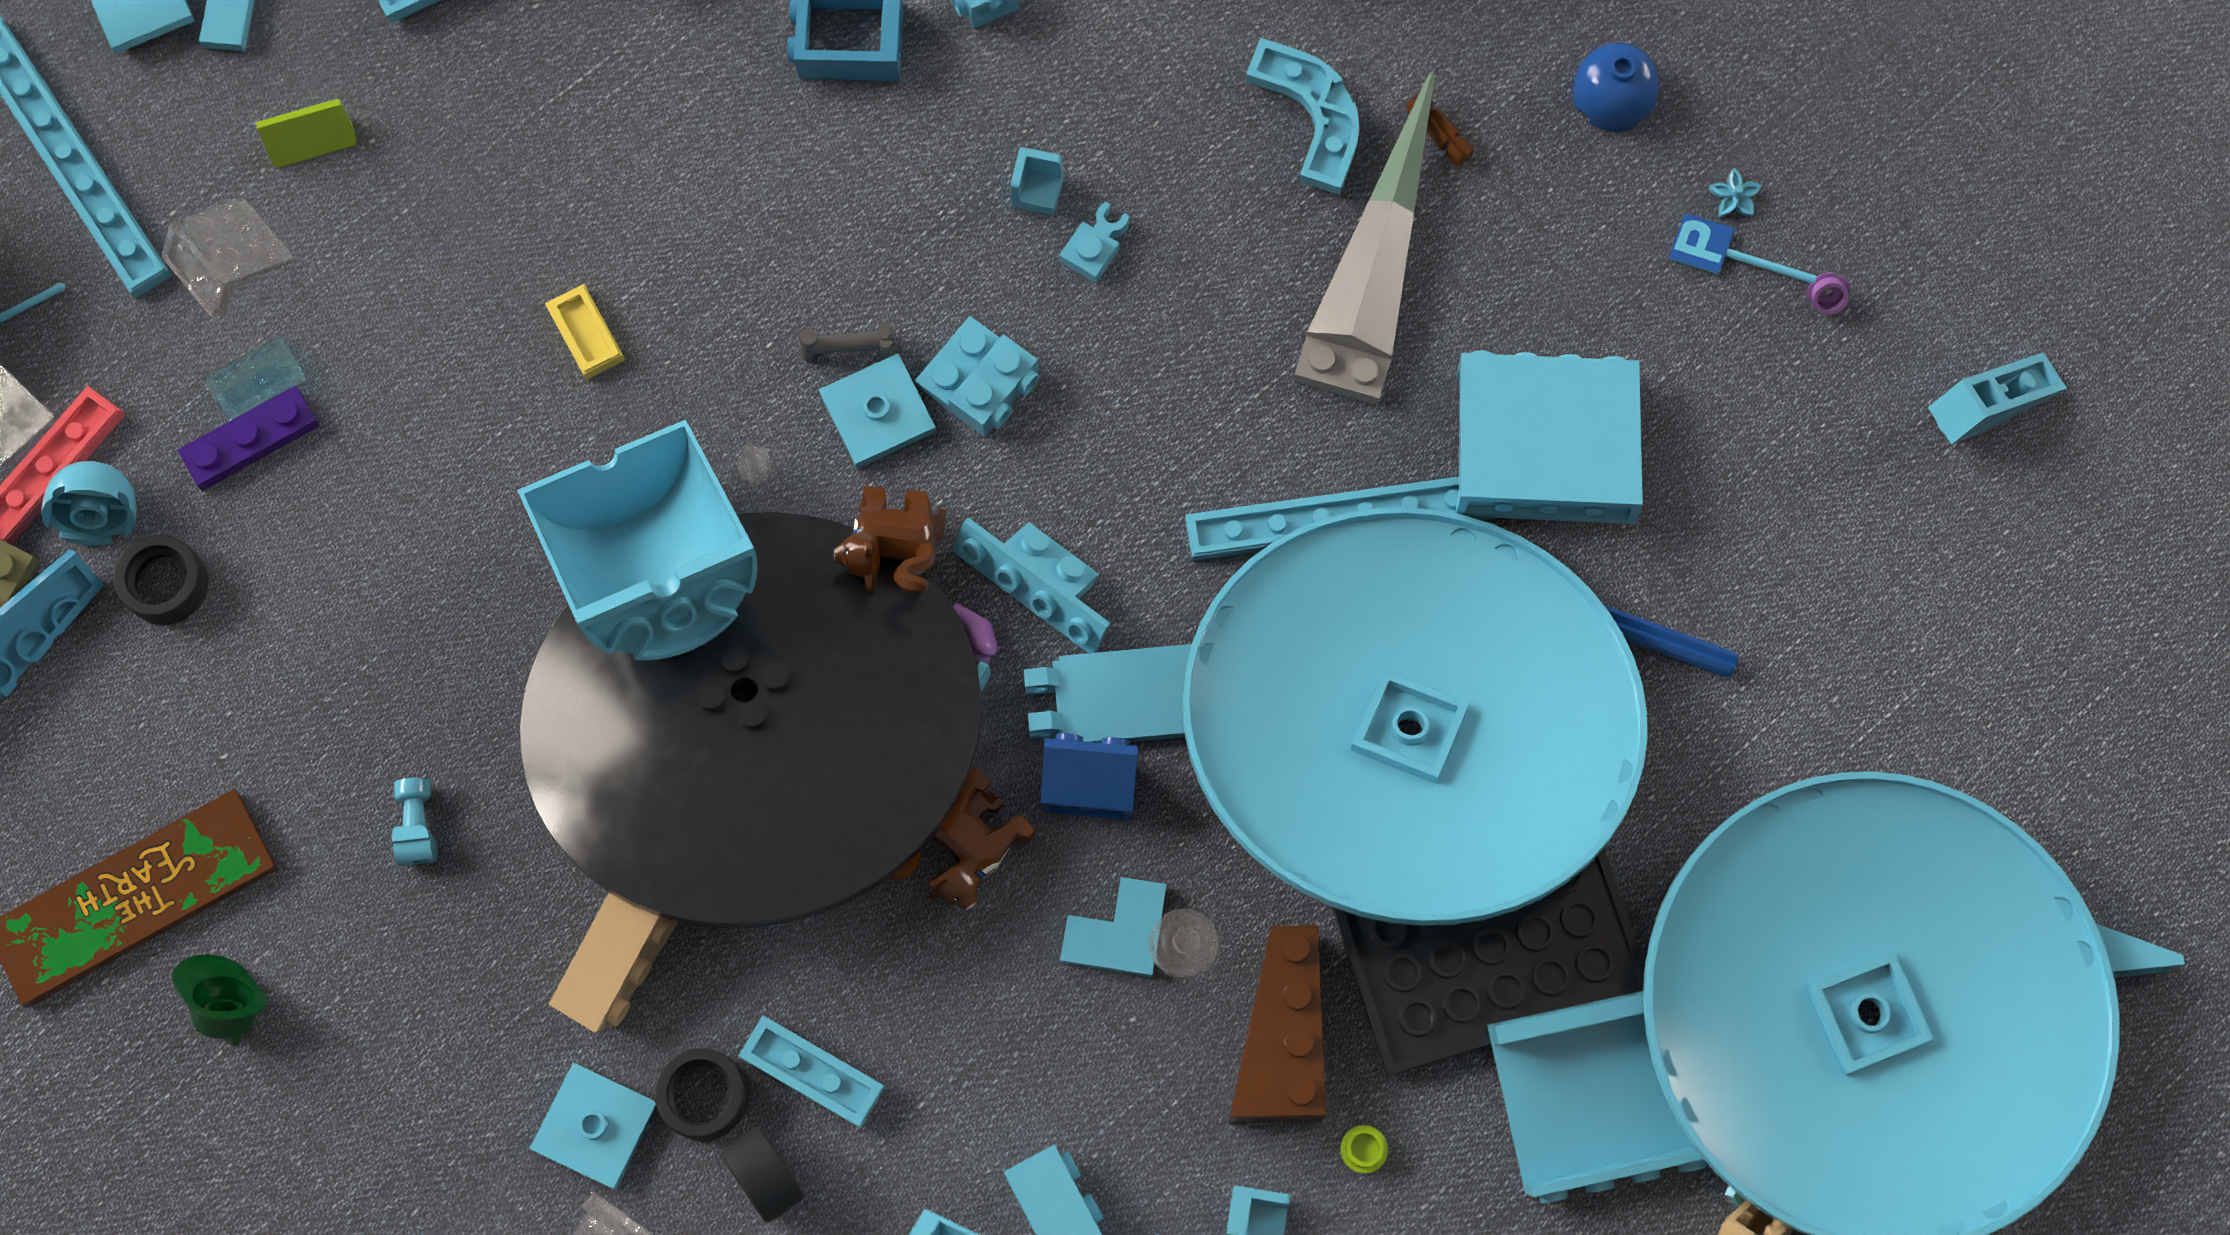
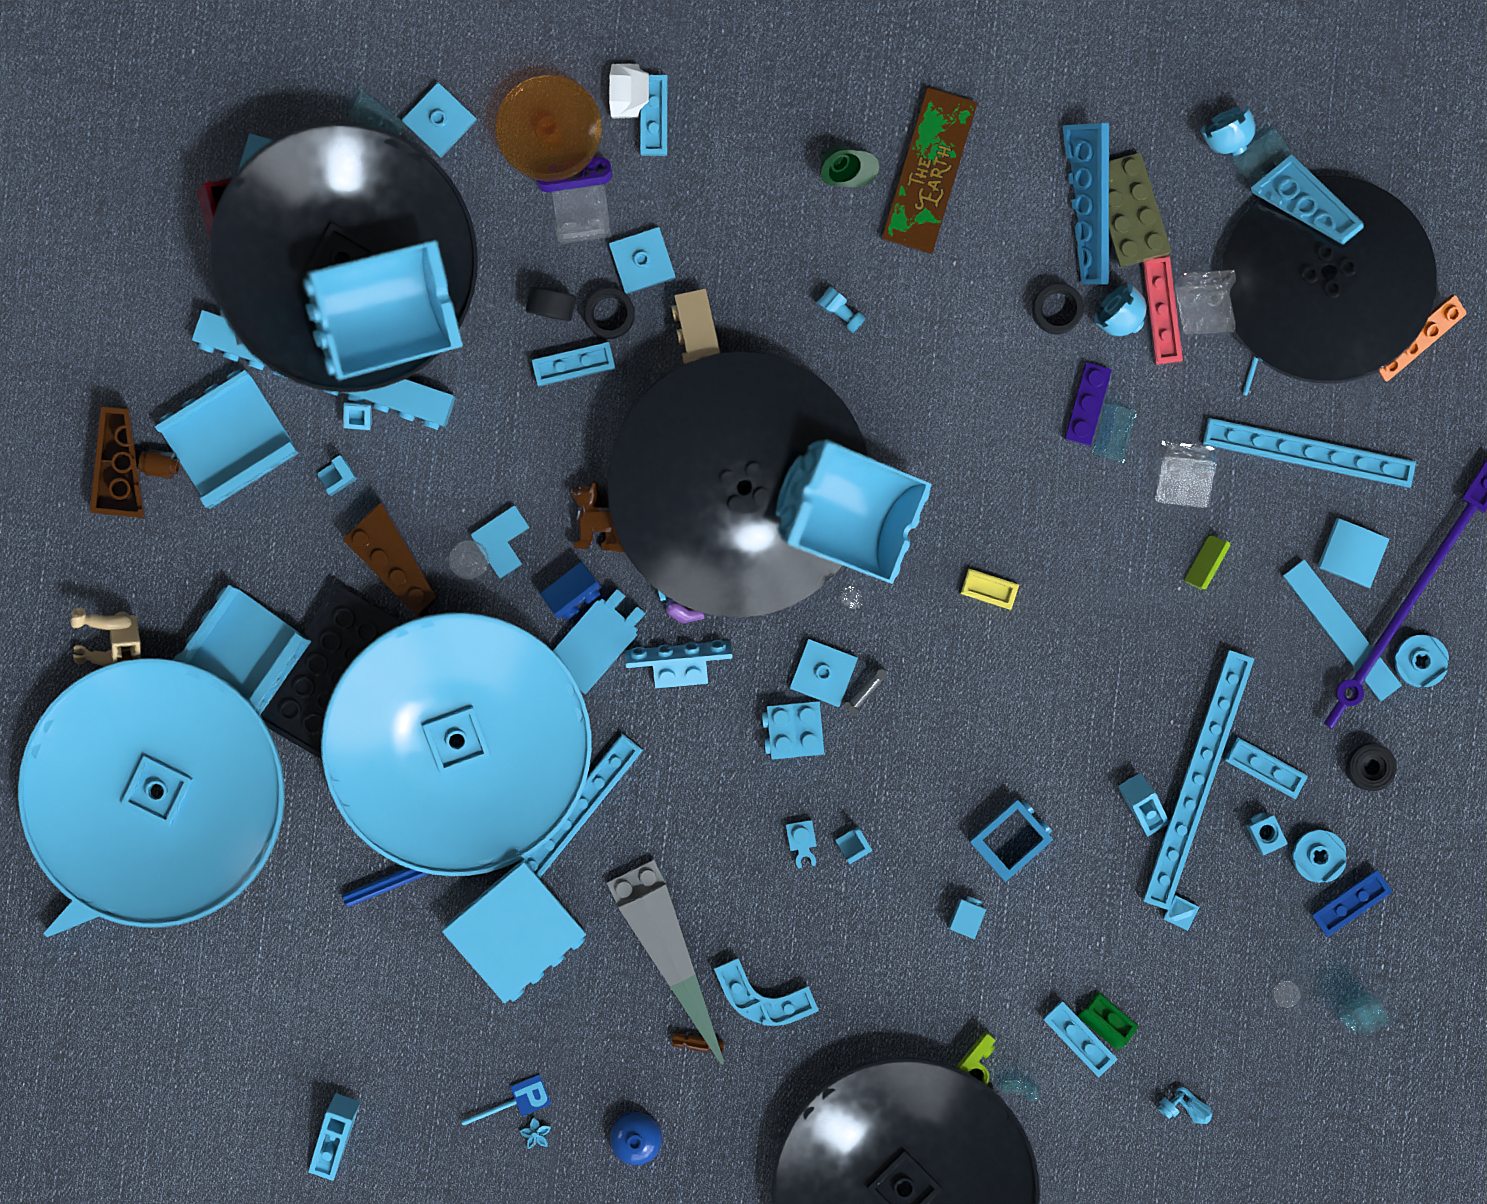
camera: 135 degrees right, 15 degrees up
(893, 535) = (755, 619): reddish brown animal -> none
(1364, 1149) = (318, 543): lime plate -> none
(1832, 302) = (450, 1120): medium lavender plate -> none

